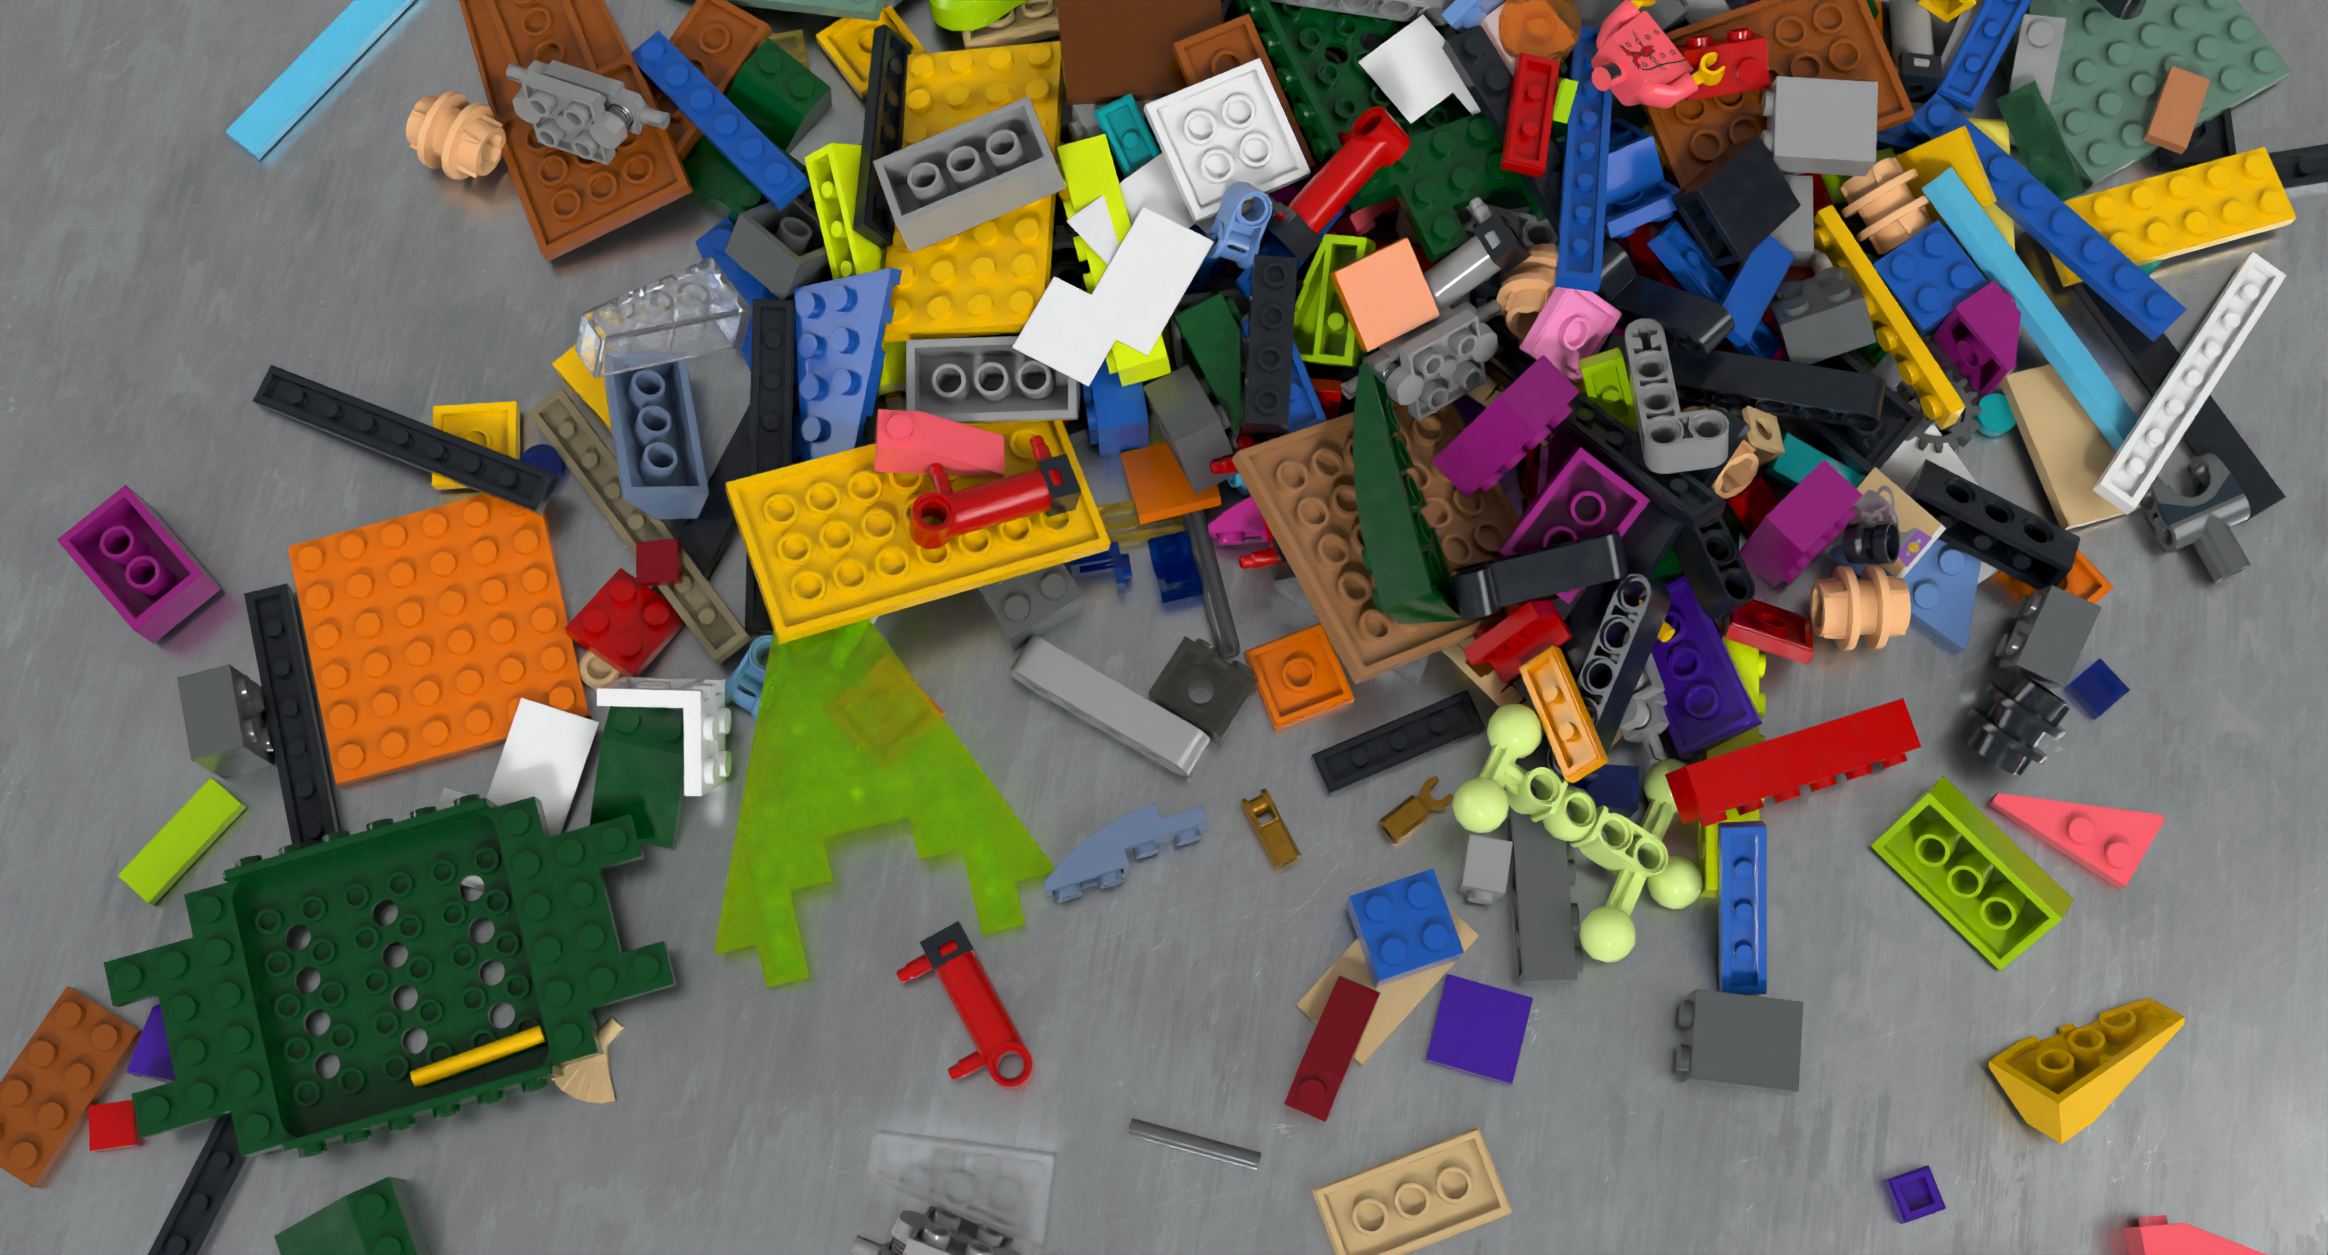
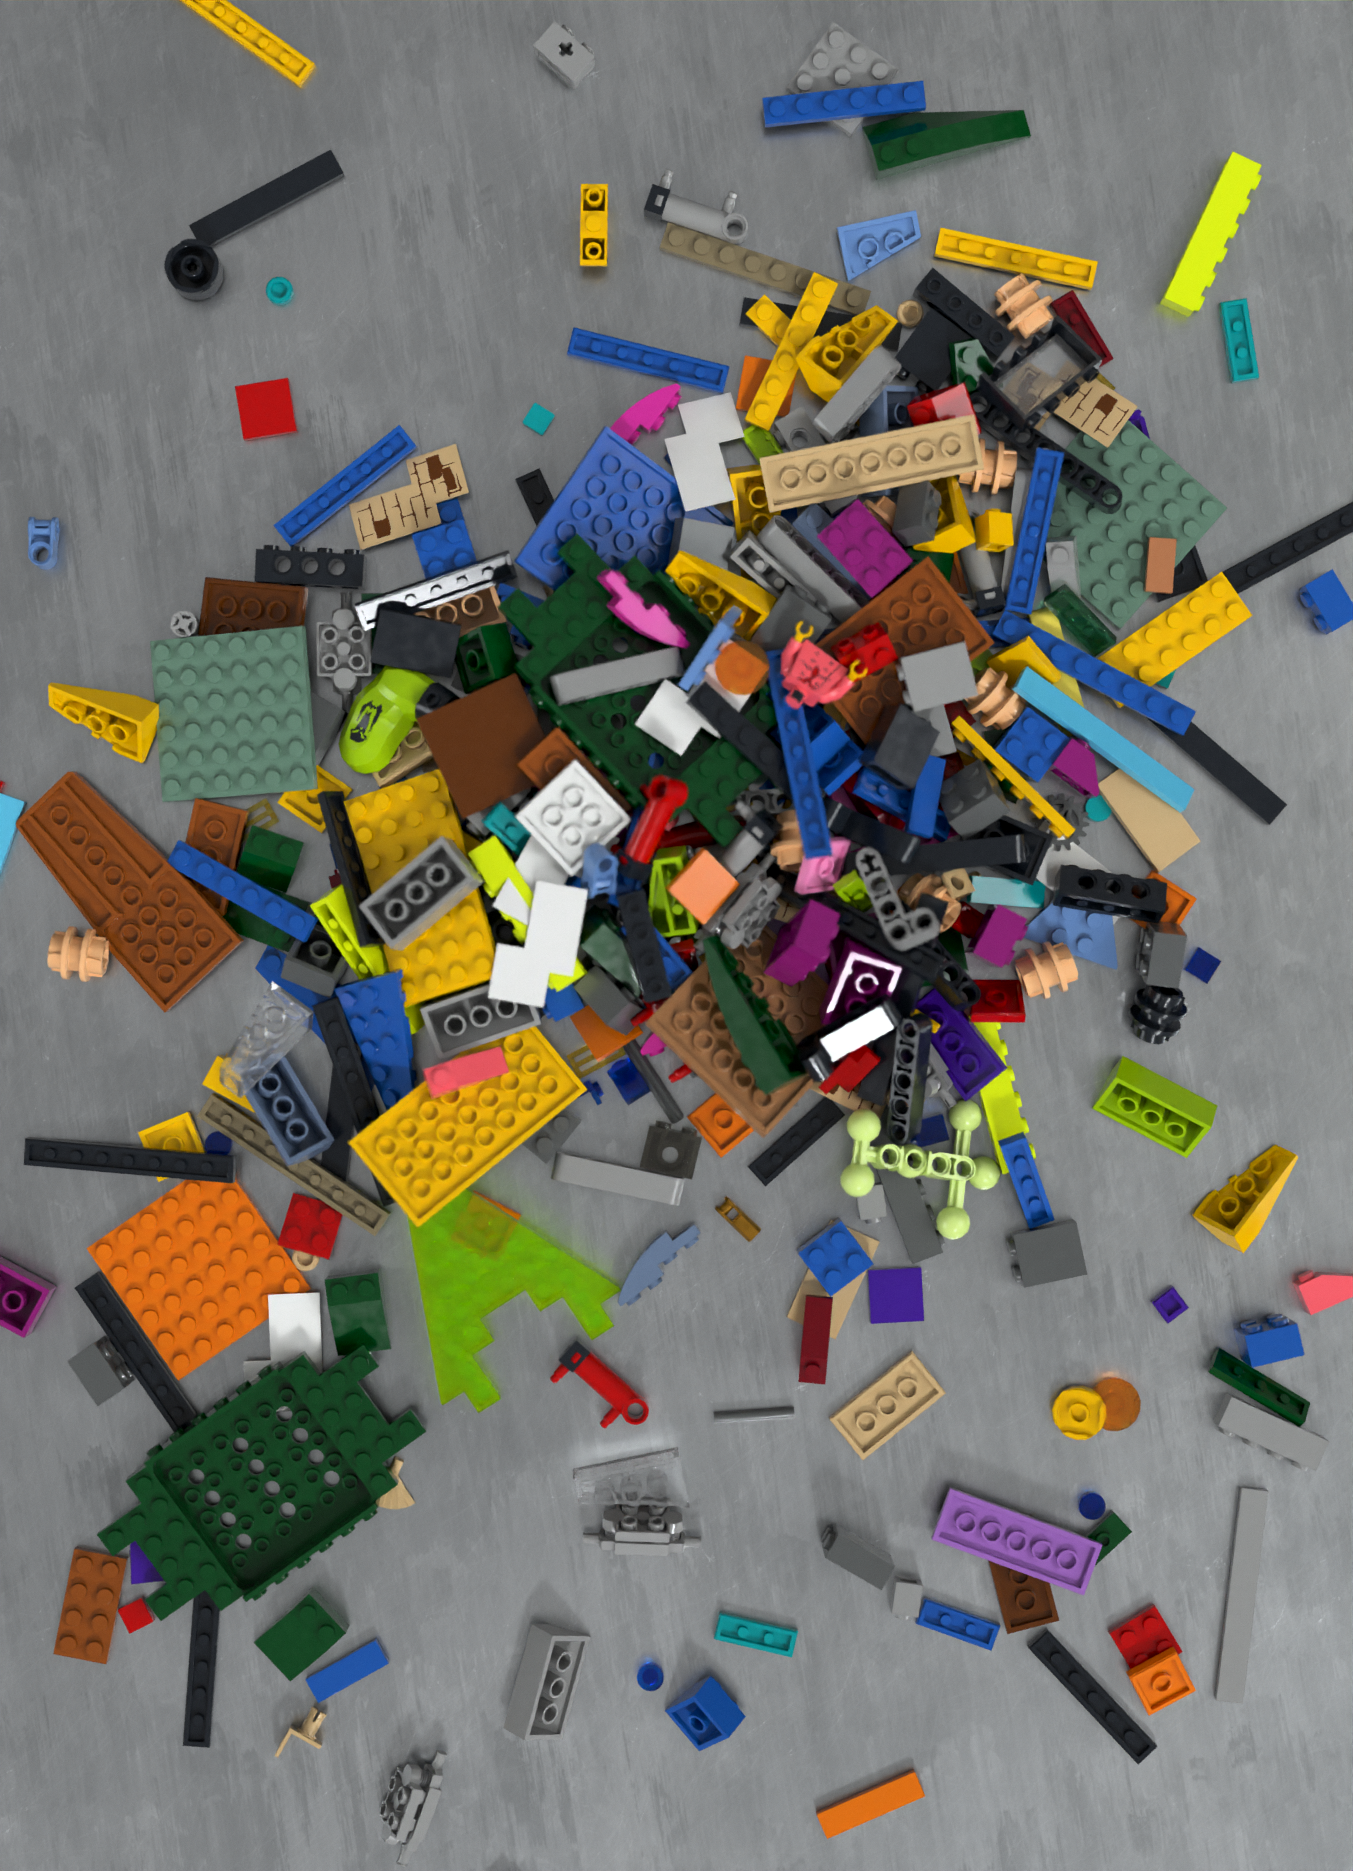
camera: 20 degrees left, 15 degrees up
(181, 841) = (101, 1443): lime tile -> none
(478, 1056) = (329, 1508): yellow bar -> none
(580, 109) = (153, 917): light grey piece -> none
(659, 562) = (318, 1188): dark red tile -> none
(704, 721) = (366, 1268): white bracket -> none
(749, 677) = (399, 1237): medium blue piece -> none
(1045, 489) = (513, 1093): red piece -> none
(1412, 812) = (818, 1181): pearl gold bar -> none
(1530, 115) = (755, 737): red tile -> none
(1563, 714) = (889, 1109): light orange tile -> none
(1564, 99) = (771, 717): lime tile -> none
(1791, 761) = (1032, 1082): red brick -> none
(1871, 542) = (1043, 929): black wheel -> none
(1887, 502) = (1049, 913): sticker -> none
(2095, 836) = (1223, 1058): coral wing -> none
(2189, 383) = (1211, 752): white plate -> none
(2201, 518) = (1239, 837): dark grey connector -> none

